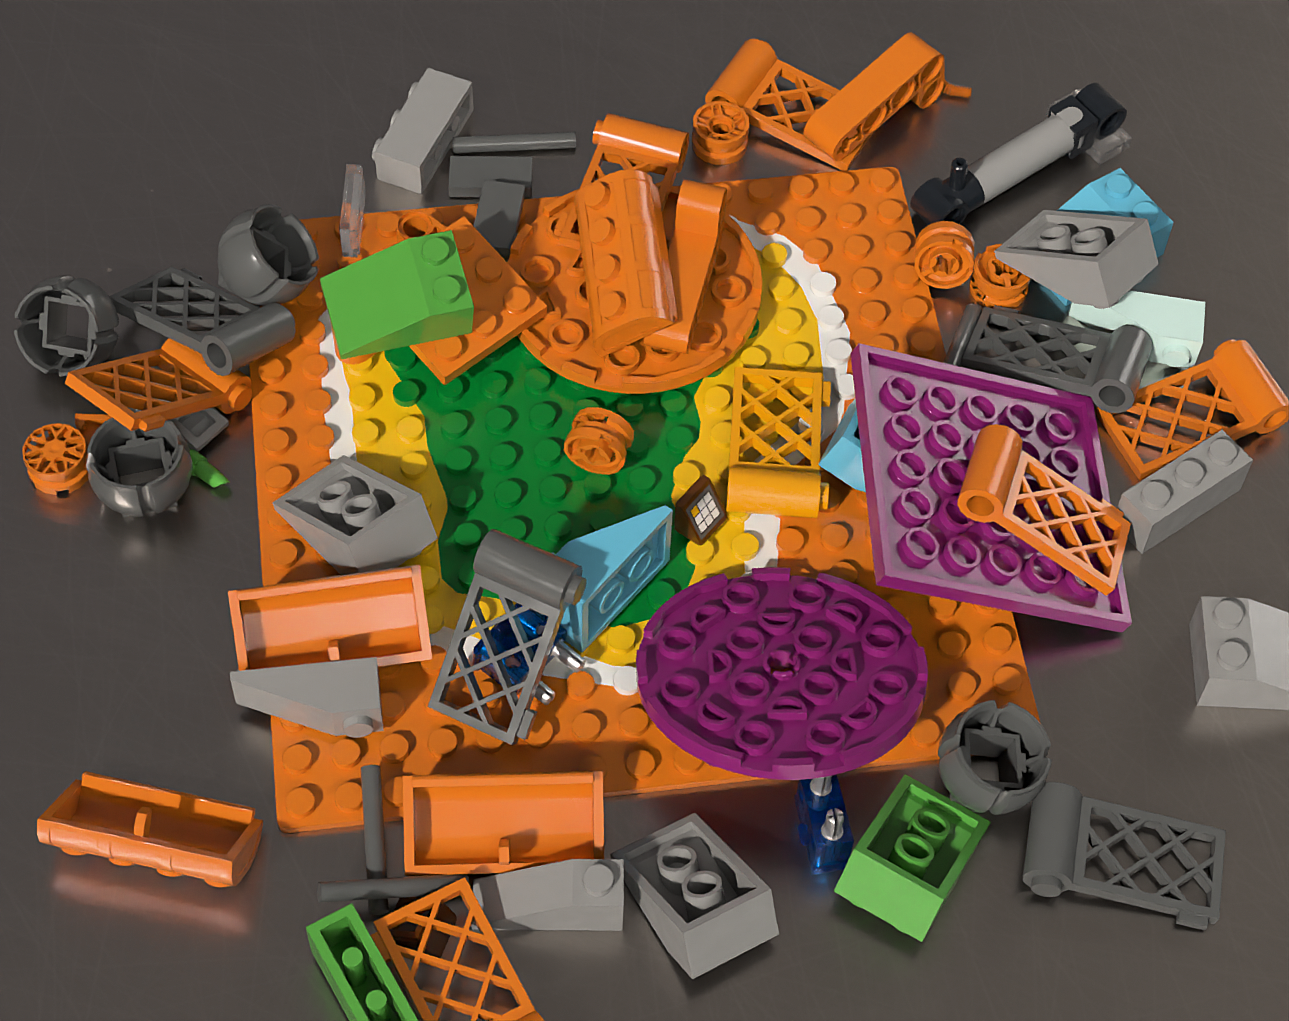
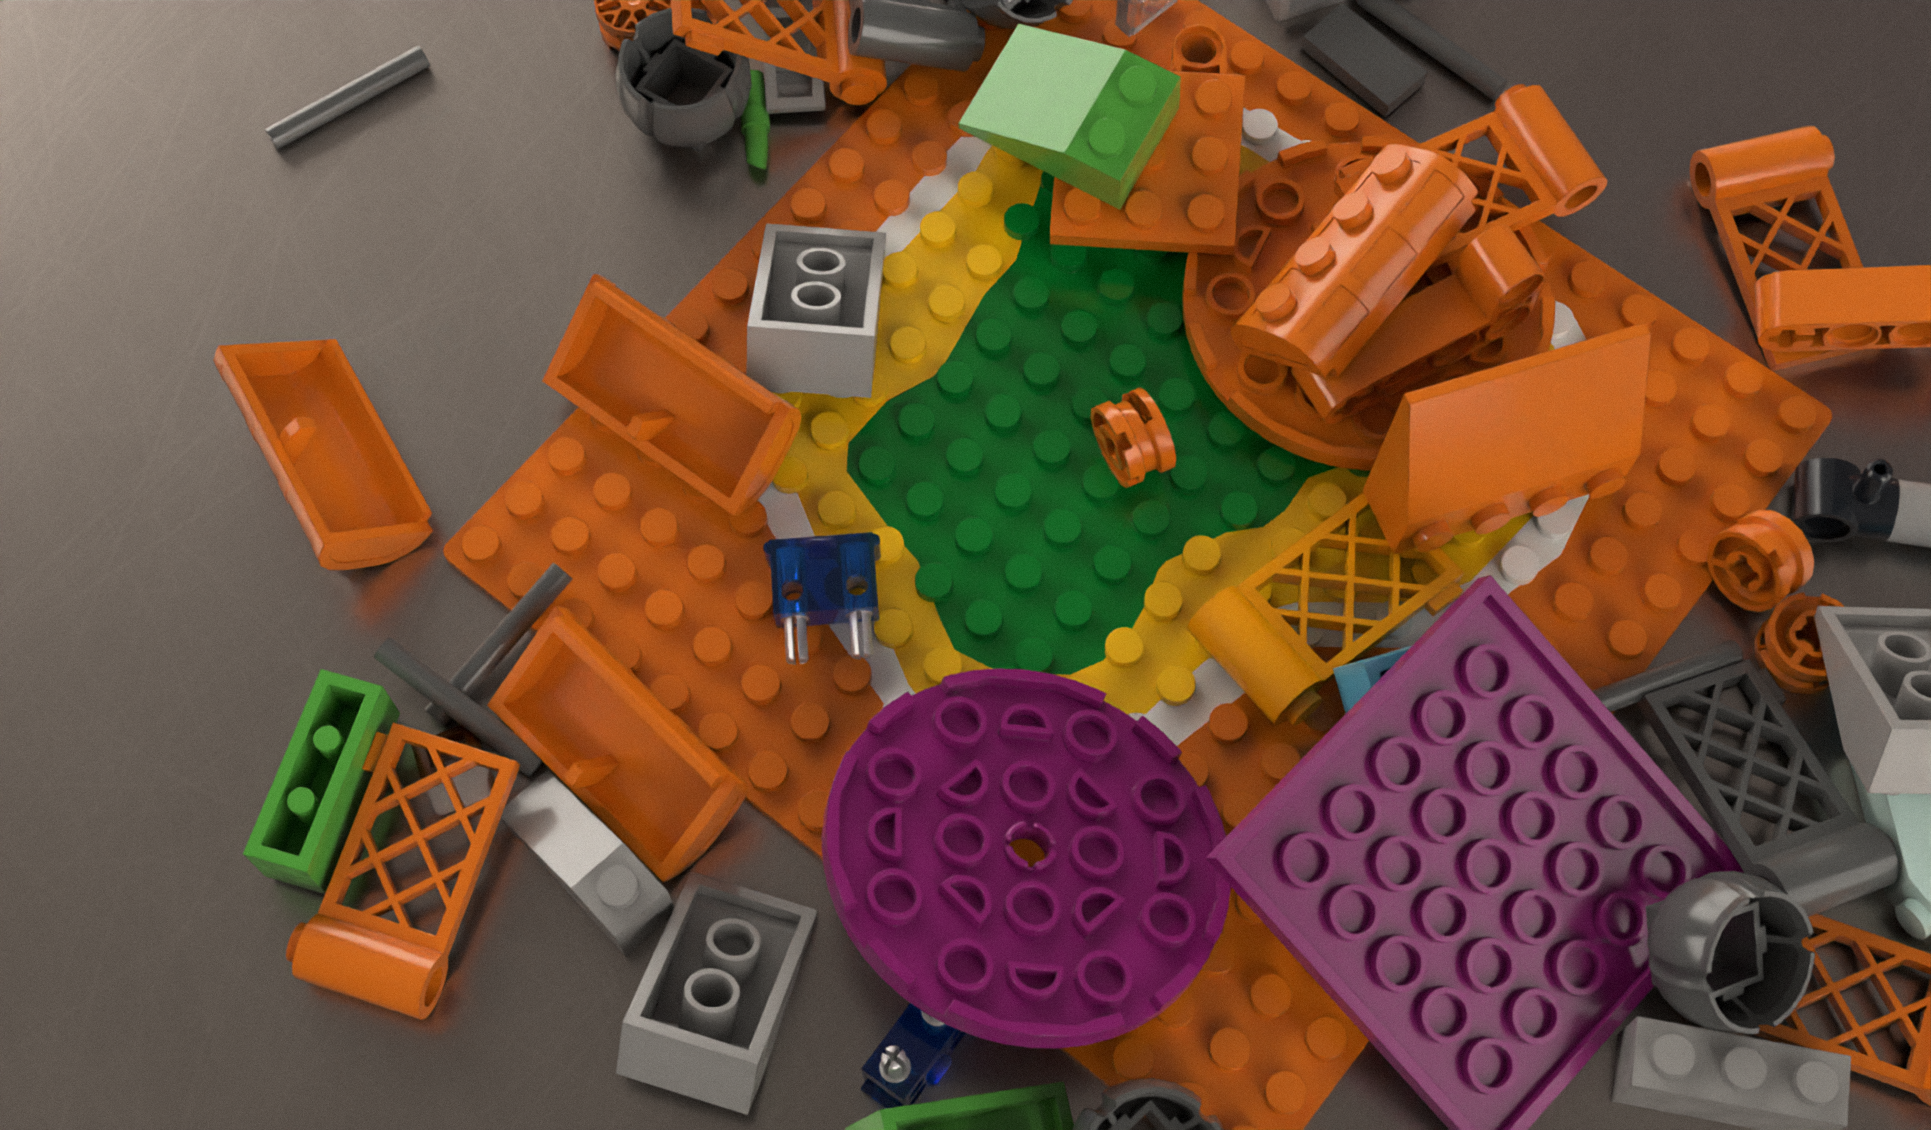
camera: 50 degrees right, 10 degrees up
(323, 696) = (606, 470): light grey slope -> none
(500, 214) = (1310, 108): dark grey tile -> none
(538, 583) = (847, 520): dark grey piece -> none
(616, 567) = (970, 582): medium azure slope -> none
(699, 512) = (1157, 605): slope -> none
(720, 133) = (1670, 187): orange wheel -> none
(790, 288) = (1511, 441): none -> orange slope
(998, 483) = (1494, 863): orange piece -> none
(1126, 430) = (1730, 951): none -> dark grey piece

